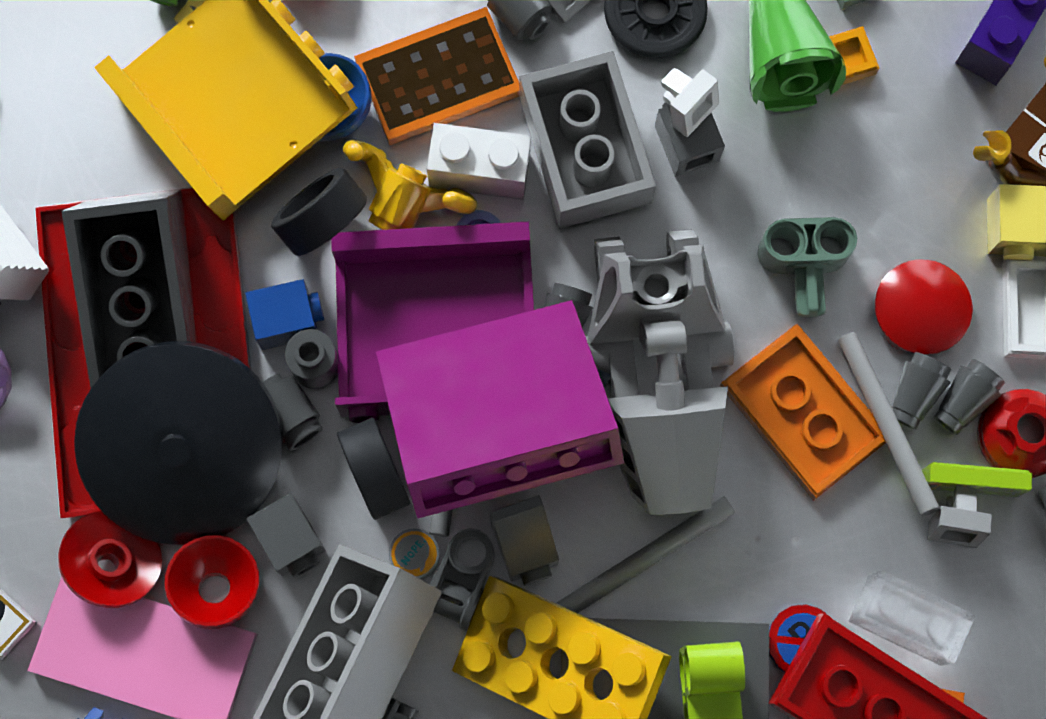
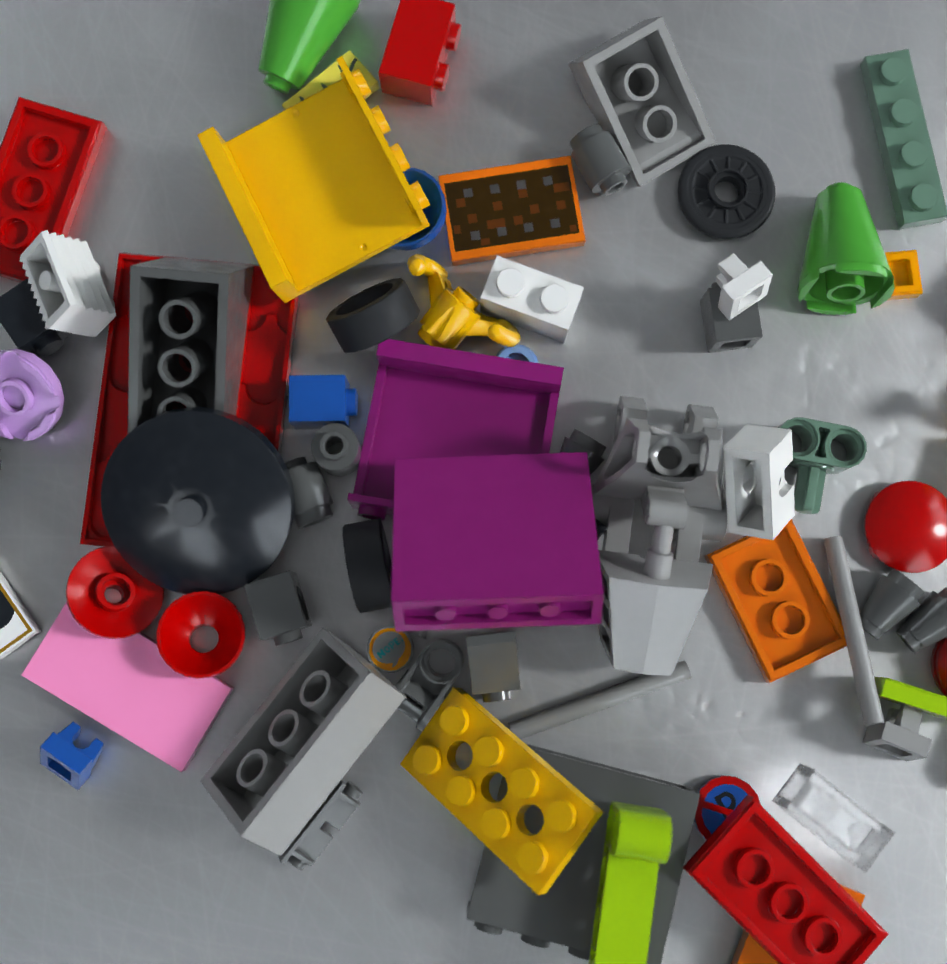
camera: 15 degrees right, 5 degrees up
(586, 139) = (635, 301): light grey brick -> none
(769, 311) = (767, 500): none -> white brick

